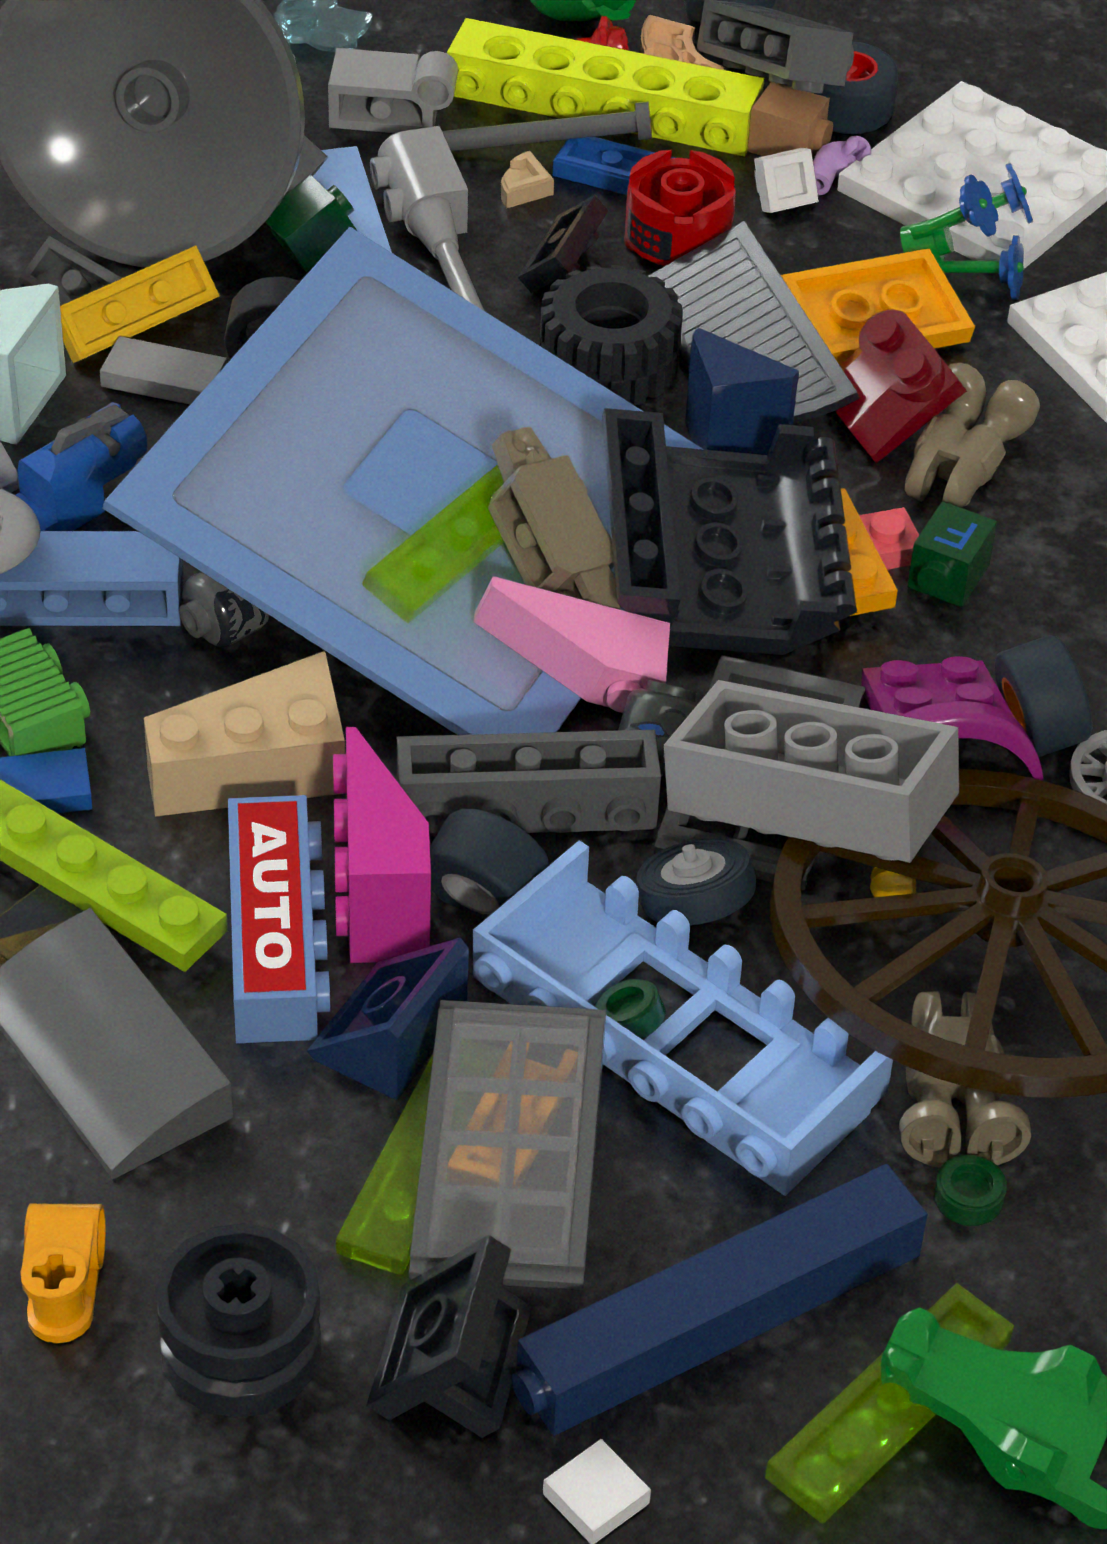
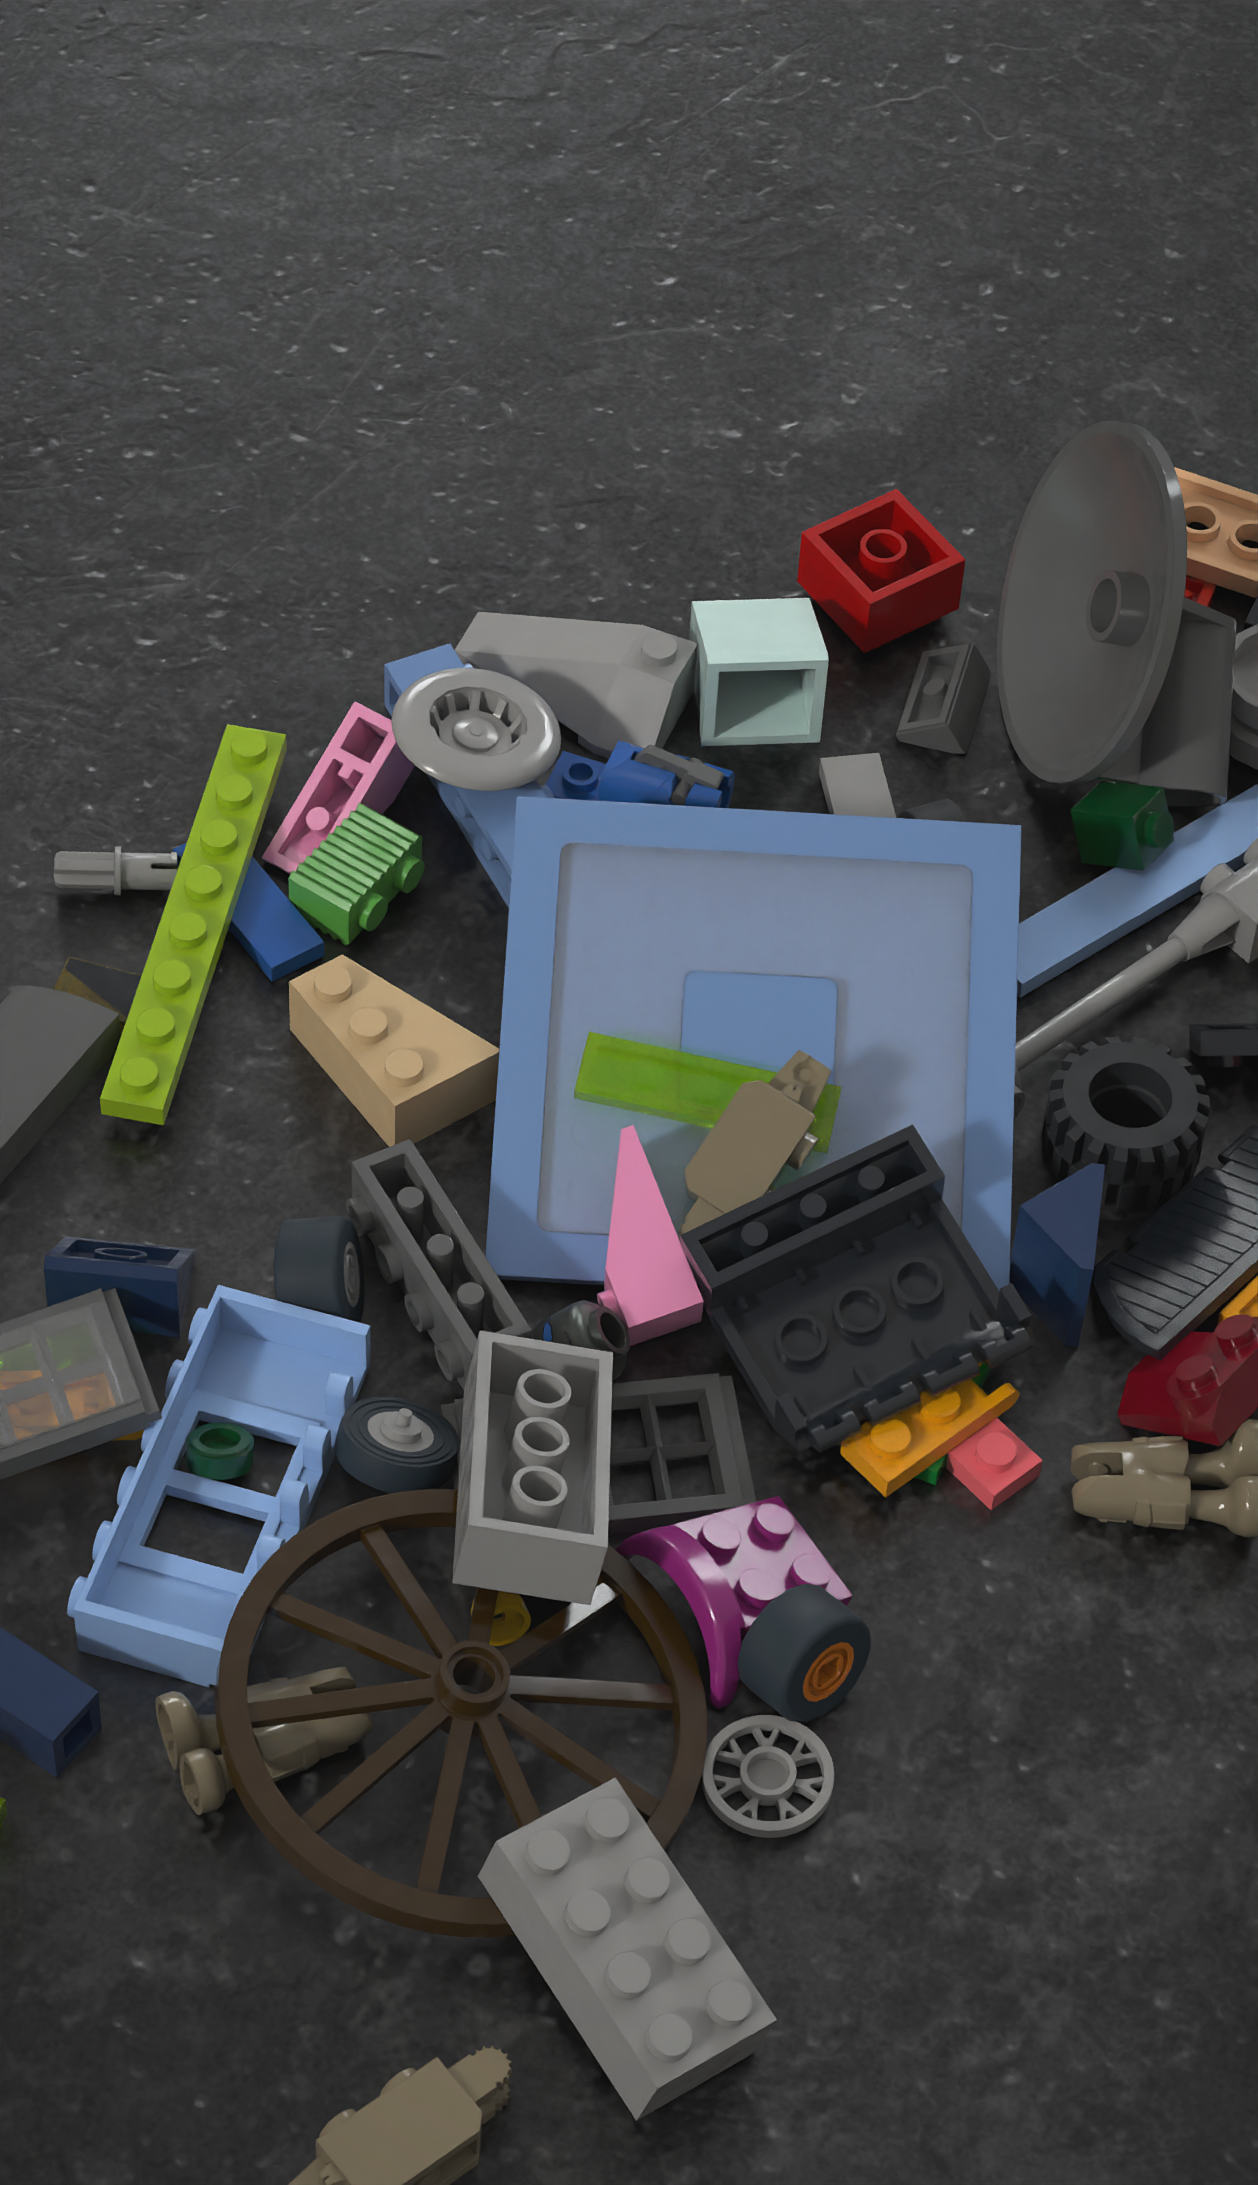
camera: 65 degrees right, 5 degrees up
(136, 303) = (929, 744): yellow tile -> none
(273, 919) = (188, 1147): brick -> none
(384, 861) = (272, 1174): dark pink slope -> none
(952, 554) = (987, 1520): dark green brick -> none
(970, 1190) = (144, 1791): dark green tile -> none

